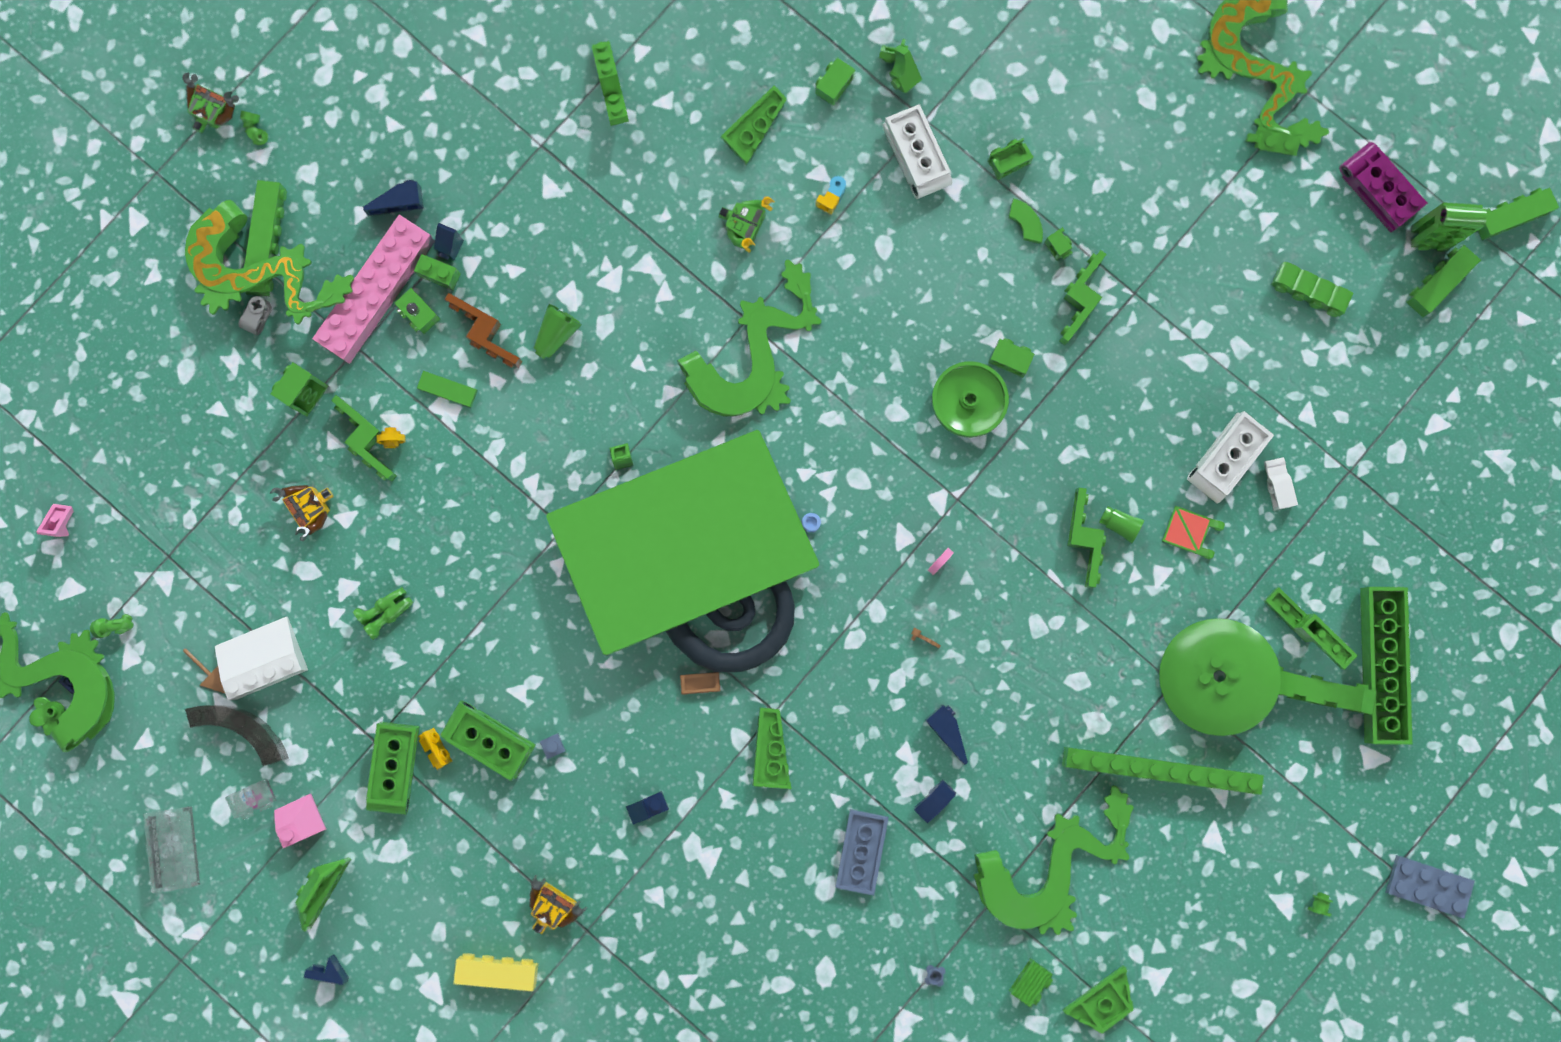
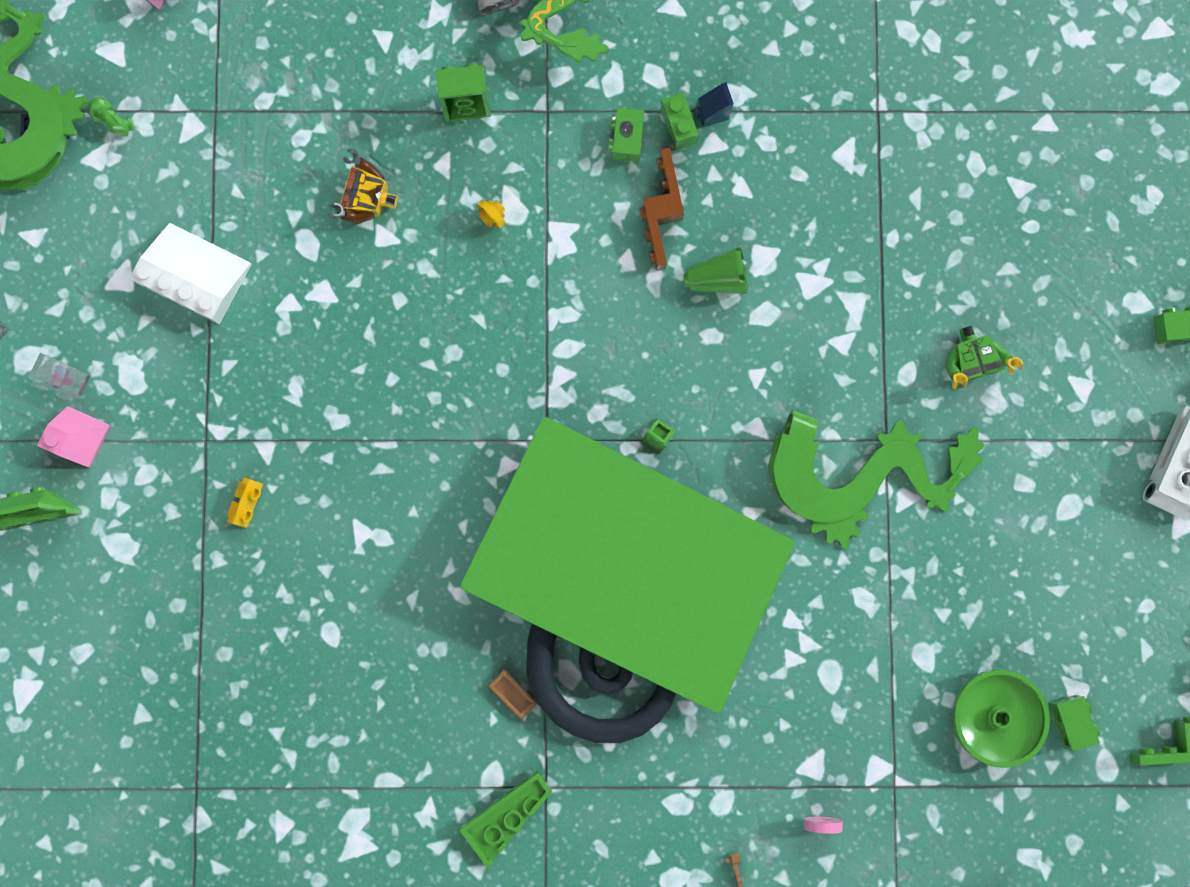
camera: 45 degrees right, 0 degrees up
(213, 680) = (138, 248): medium nougat piece -> none
(252, 728) = (121, 310): clear smoke brick -> none
(363, 439) = (469, 189): bright green bracket -> none
(374, 289) = (614, 79): bright pink brick -> none
(379, 795) = (159, 490): bright green hinge -> none
(383, 605) = (336, 348): bright green piece -> none
(400, 198) = (713, 27): dark blue slope -> none
(447, 389) = (580, 224): bright green tile -> none
(459, 734) = (275, 513): bright green hinge -> none
(495, 972) = (86, 739): light yellow brick -> none
(552, 746) = (338, 608): sand blue plate -> none
(552, 906) = (190, 739): torso -> none
(610, 83) = (993, 122): bright green bracket -> none
(647, 808) = (355, 746): dark blue slope -> none
(752, 126) = (1066, 286): bright green wing -> none
(811, 522) = (752, 667): light blue tile -> none
(833, 196) = (1076, 418): leg -> none

